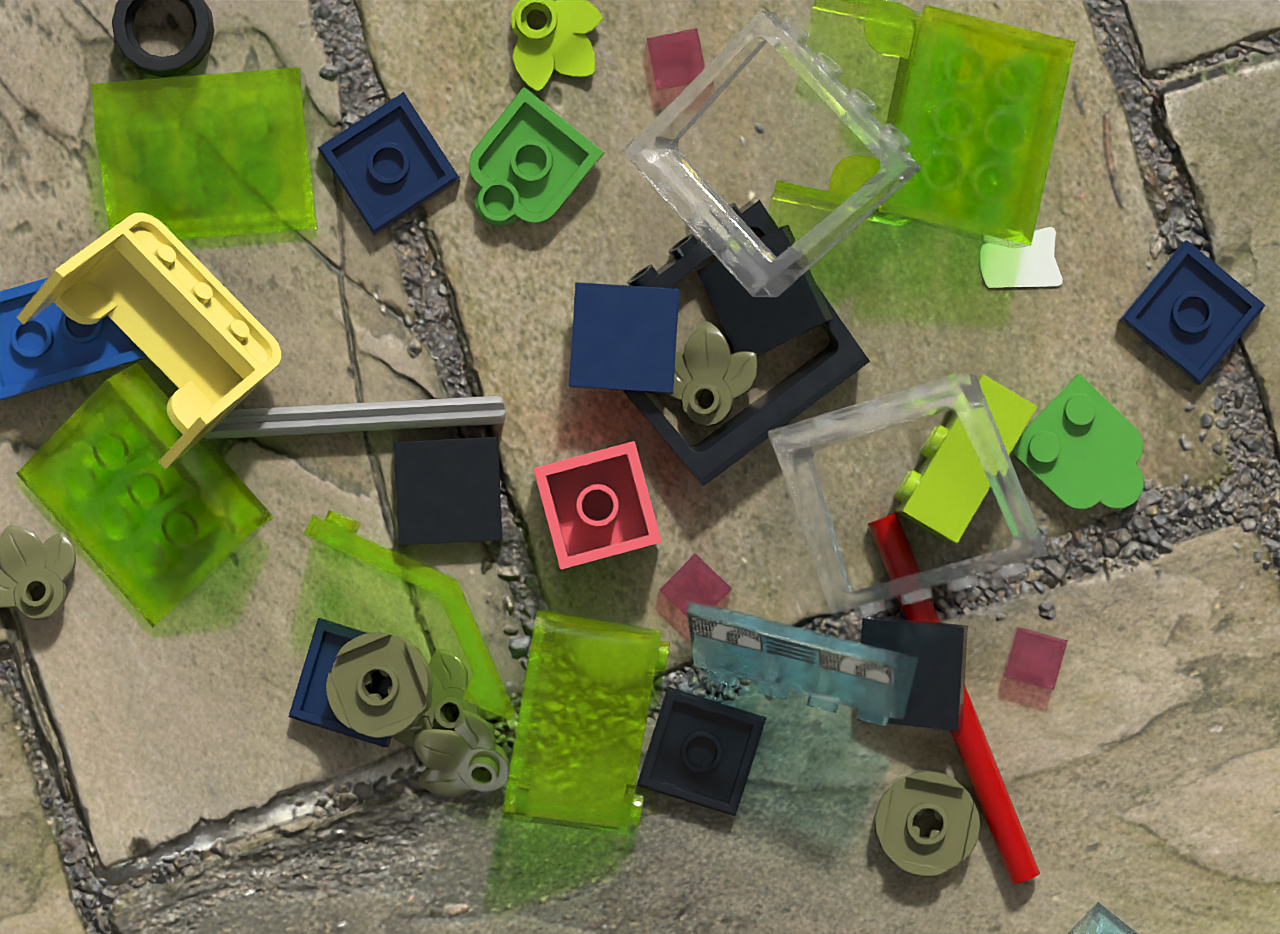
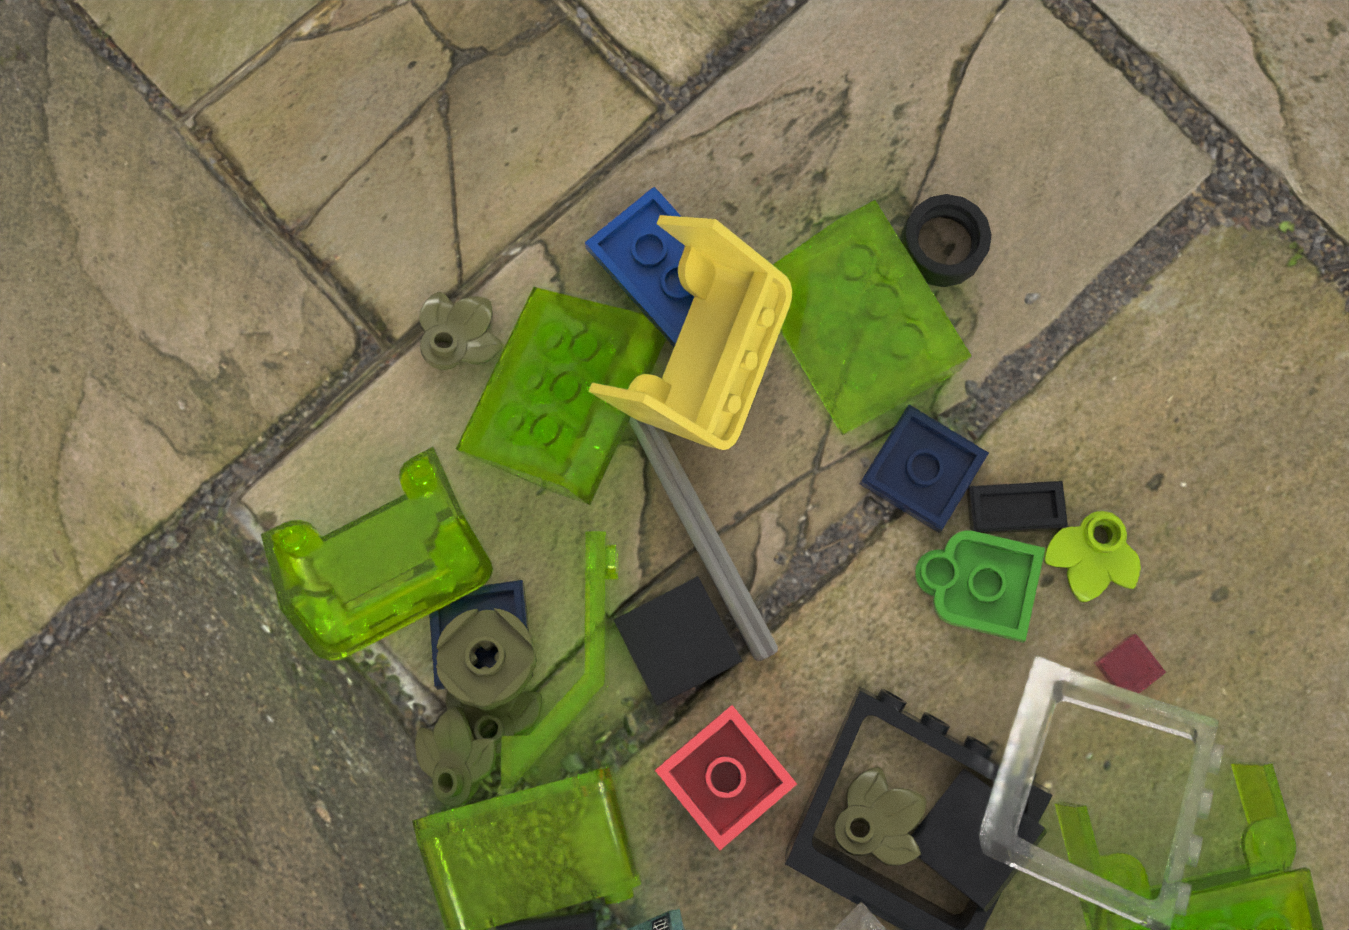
camera: 70 degrees right, 10 degrees down
(239, 748) = (380, 567): none -> clear neon green windscreen
(471, 90) = (1017, 507): none -> black tile
(624, 338) = (879, 733): dark blue tile -> none
(696, 584) = (692, 894): clear pink tile -> none

